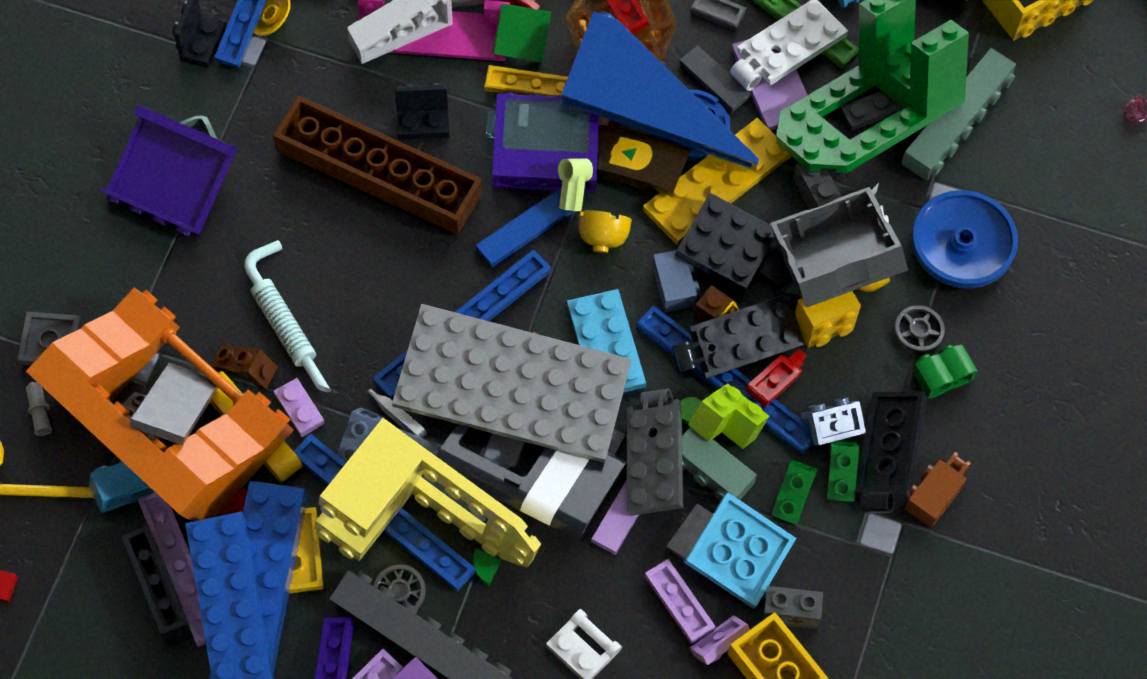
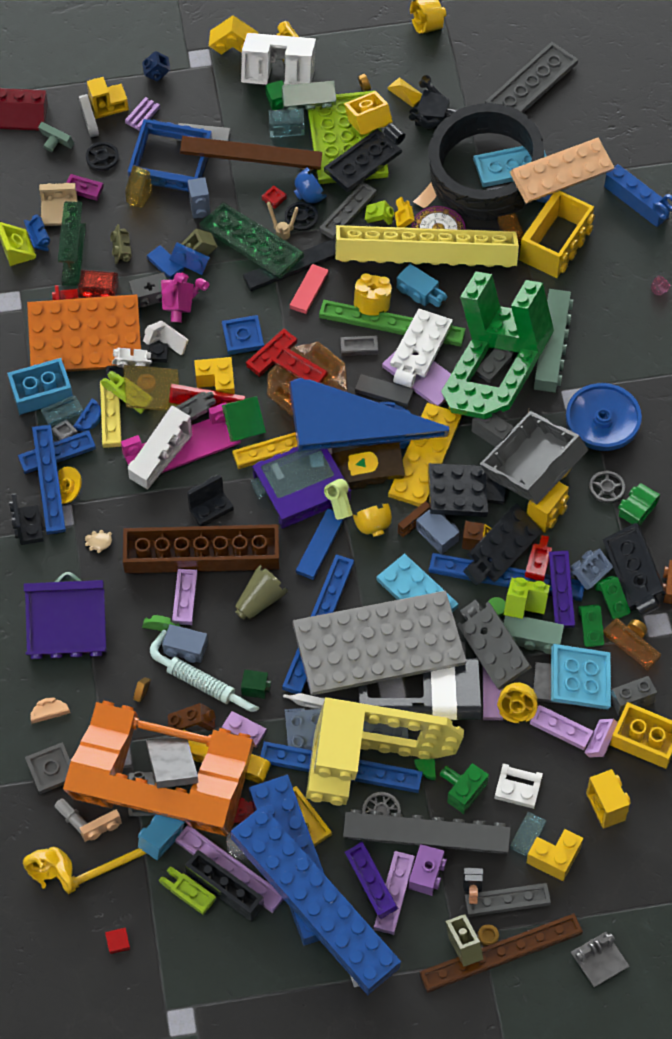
camera: 25 degrees left, 5 degrees down
(55, 437) = (100, 825): none -> light nougat plate
(90, 268) = (48, 709): none -> light nougat tile
(115, 570) = (189, 891): none -> lime hinge
(209, 298) = (141, 689): none -> pearl gold tile
(269, 98) = (98, 541): none -> tan piece
(280, 232) = (158, 623): none -> bright green tile
(291, 269) = (185, 643): none -> sand blue brick
(326, 213) = (184, 597): none -> lavender plate
(343, 359) = (255, 684): none -> dark green brick
(412, 253) = (259, 594): none -> olive cone
(516, 614) = (466, 786): none -> green brick
(641, 542) = (517, 702): none -> yellow cylinder
(643, 255) = (409, 522): none -> reddish brown tile
(781, 428) = (561, 588): none -> dark purple plate
(831, 541) = (632, 644): none -> clear orange plate
(848, 525) = (638, 627): none -> pearl gold tile

